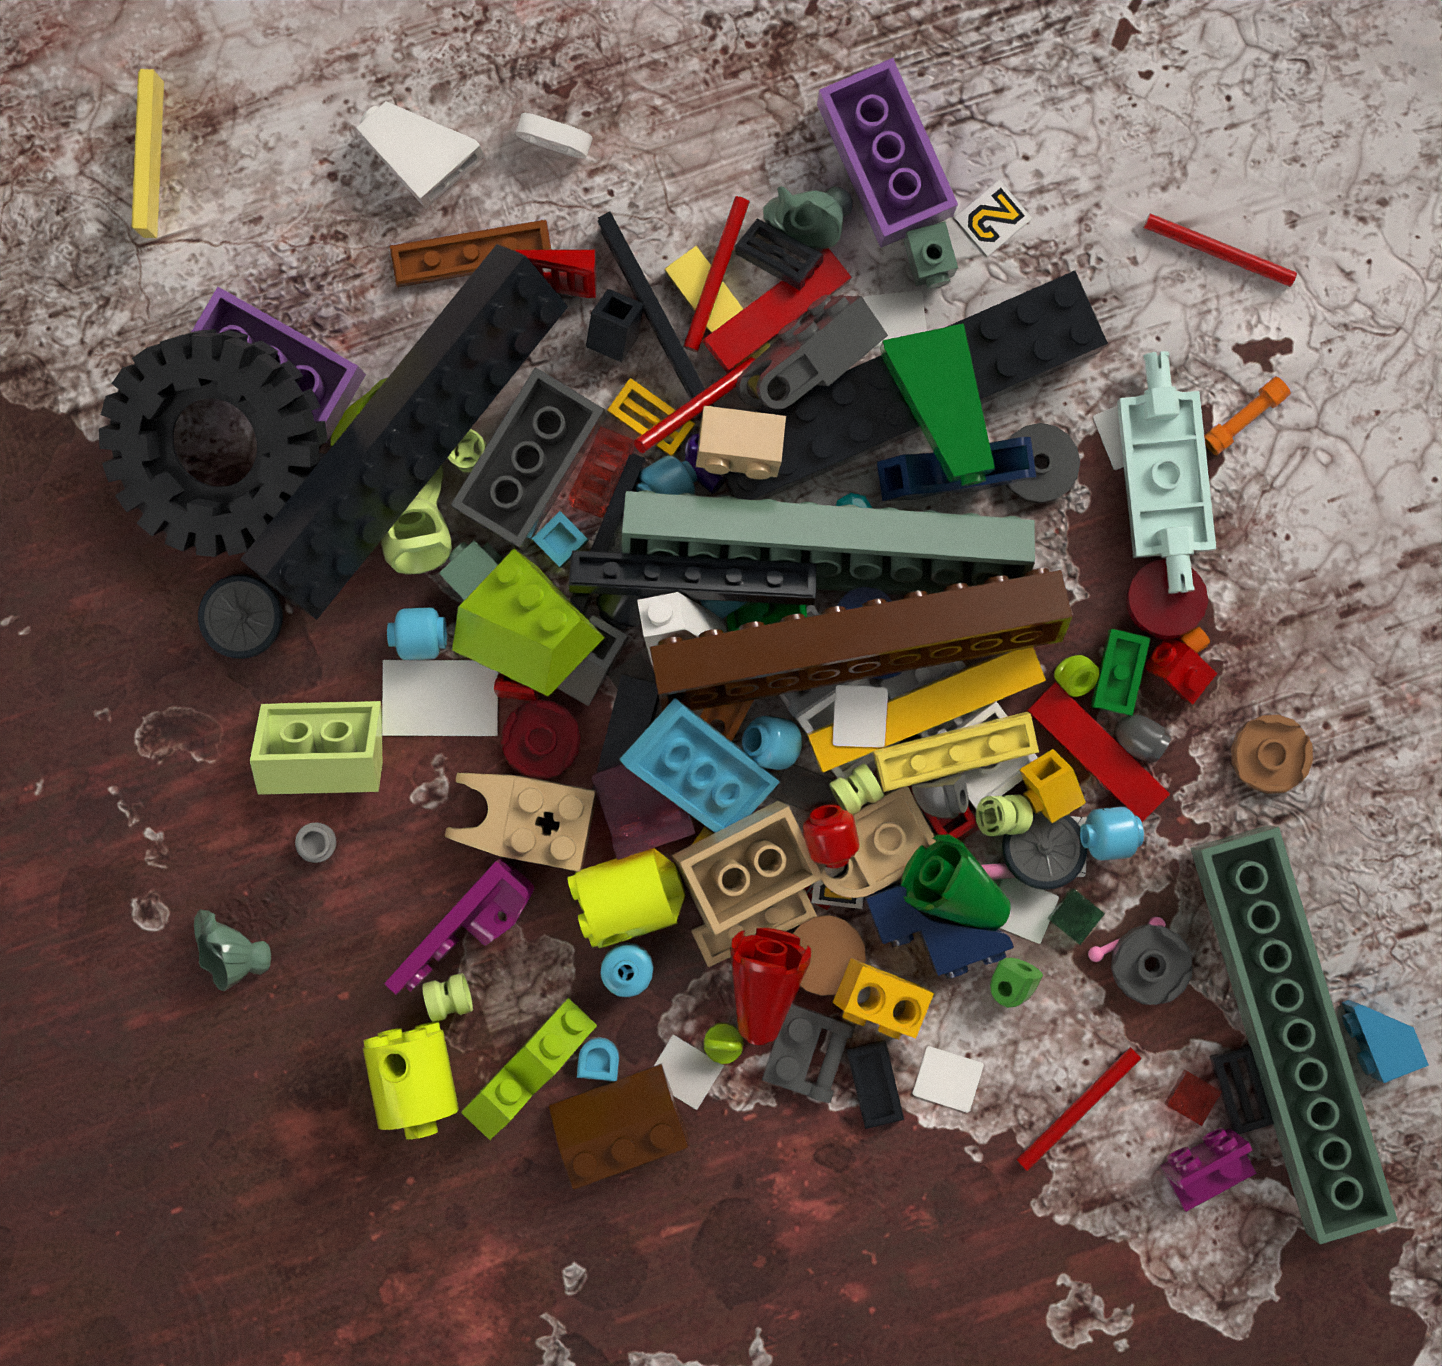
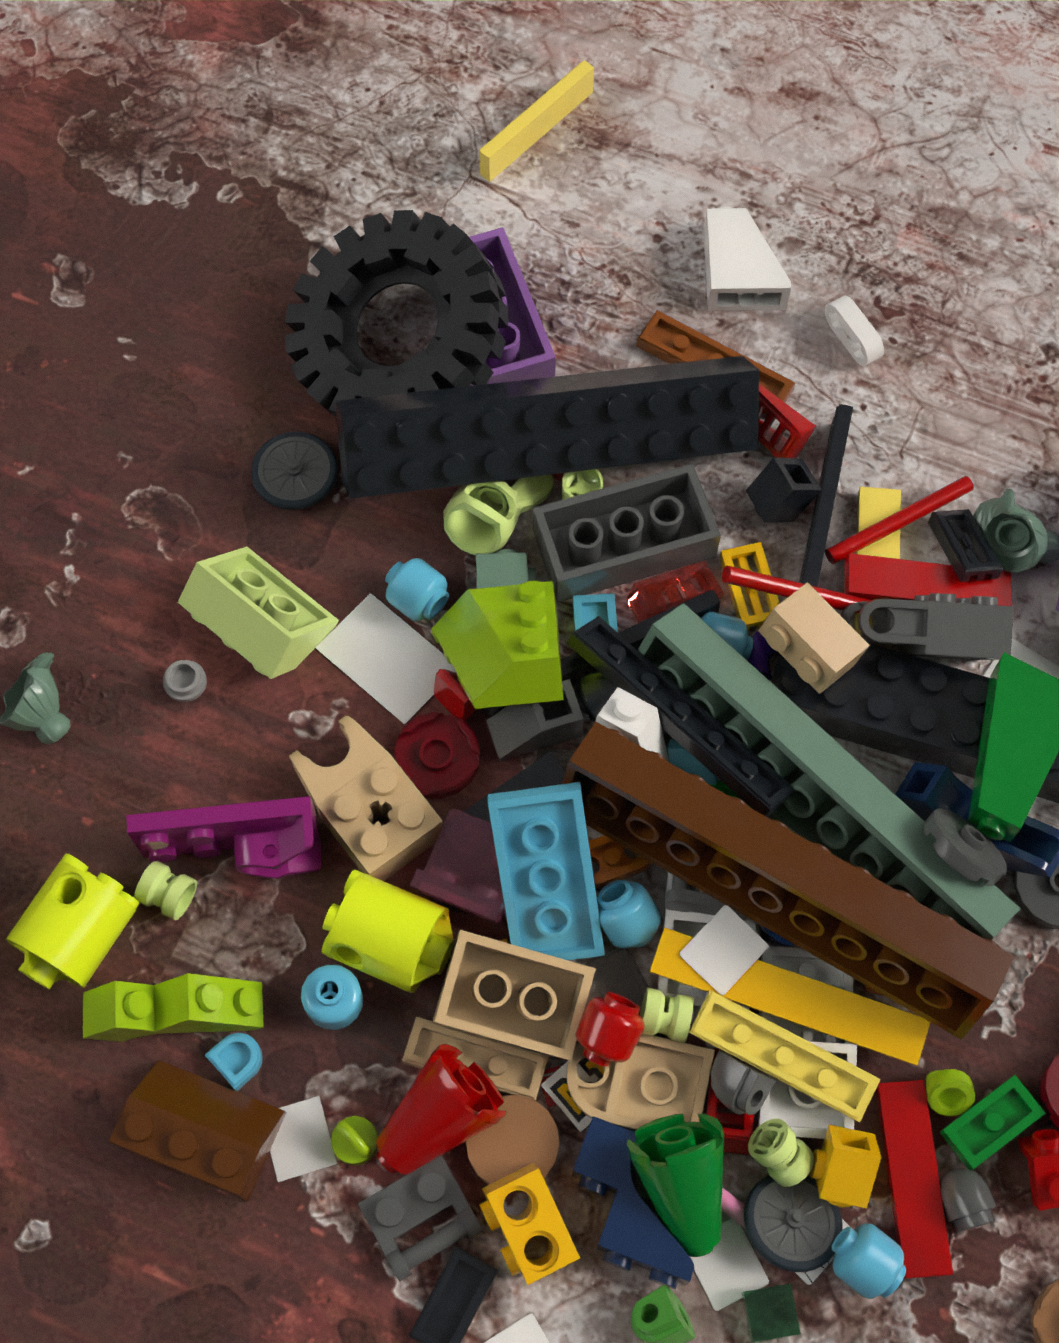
camera: 45 degrees right, 20 degrees down
(965, 510) = (965, 847): none -> dark grey plate

